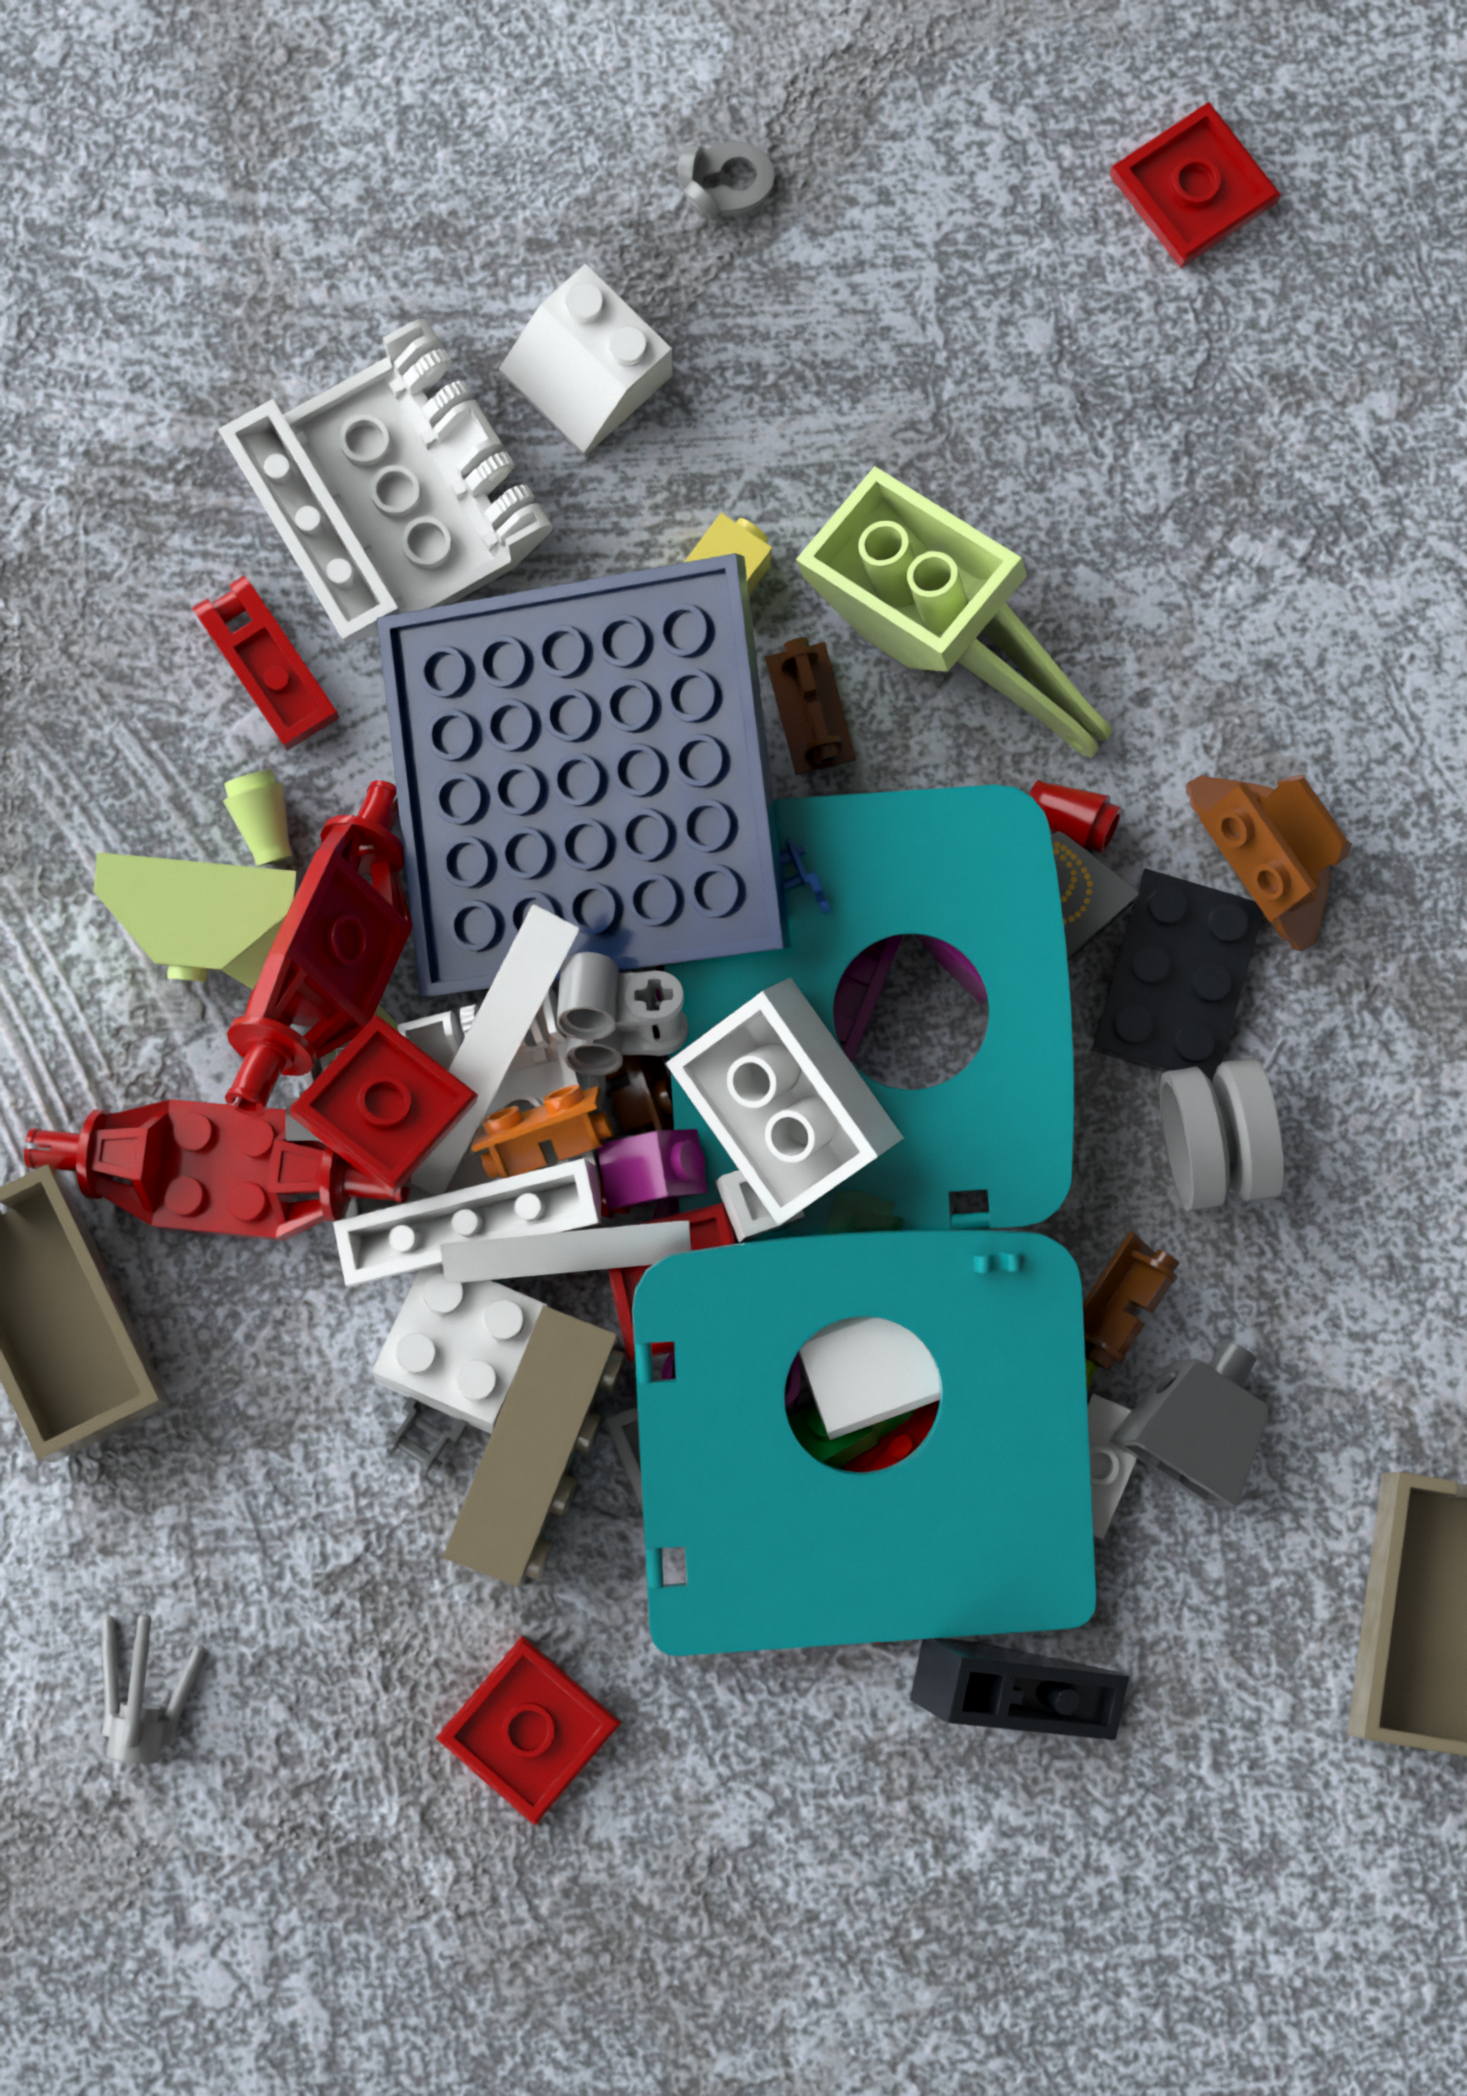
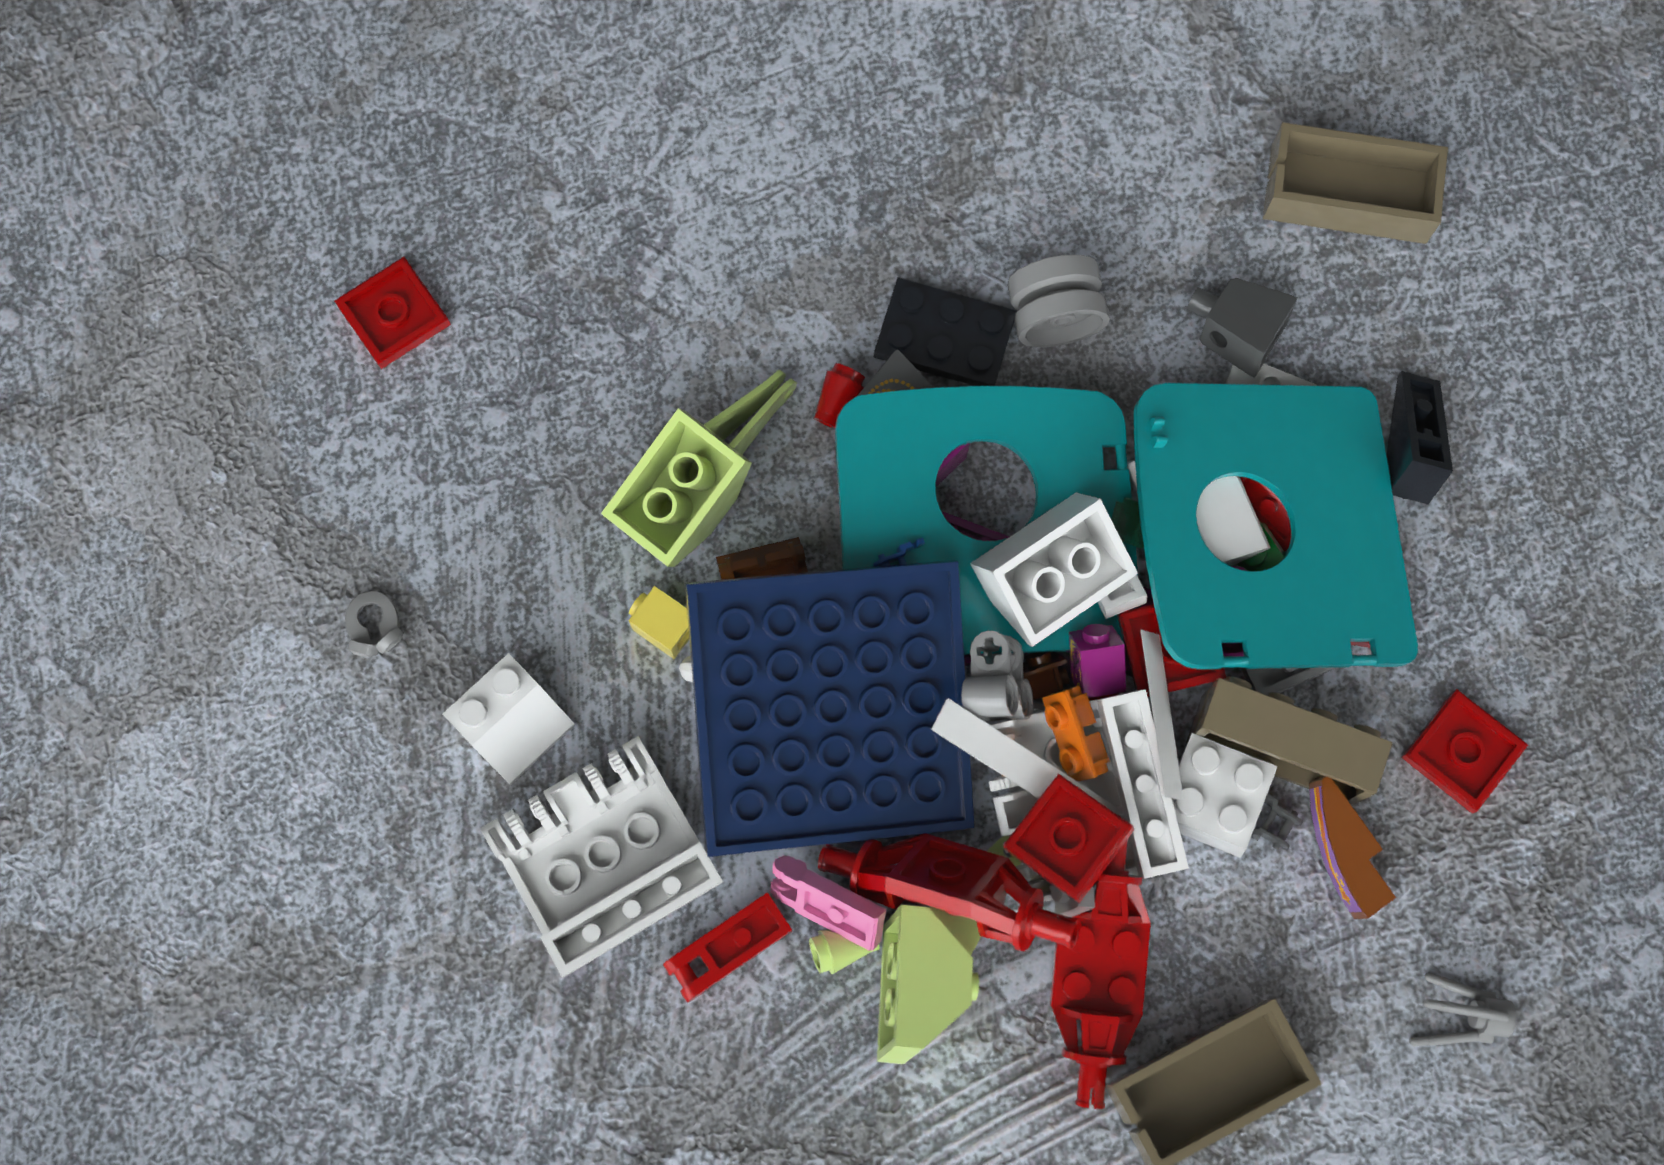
camera: 85 degrees left, 5 degrees down
(317, 788) = (827, 903): none -> bright pink hinge
(375, 1534) = (1347, 850): none -> dark orange slope
(1130, 1280) = (1149, 363): reddish brown hinge -> none
(1276, 845) = (856, 269): dark orange piece -> none

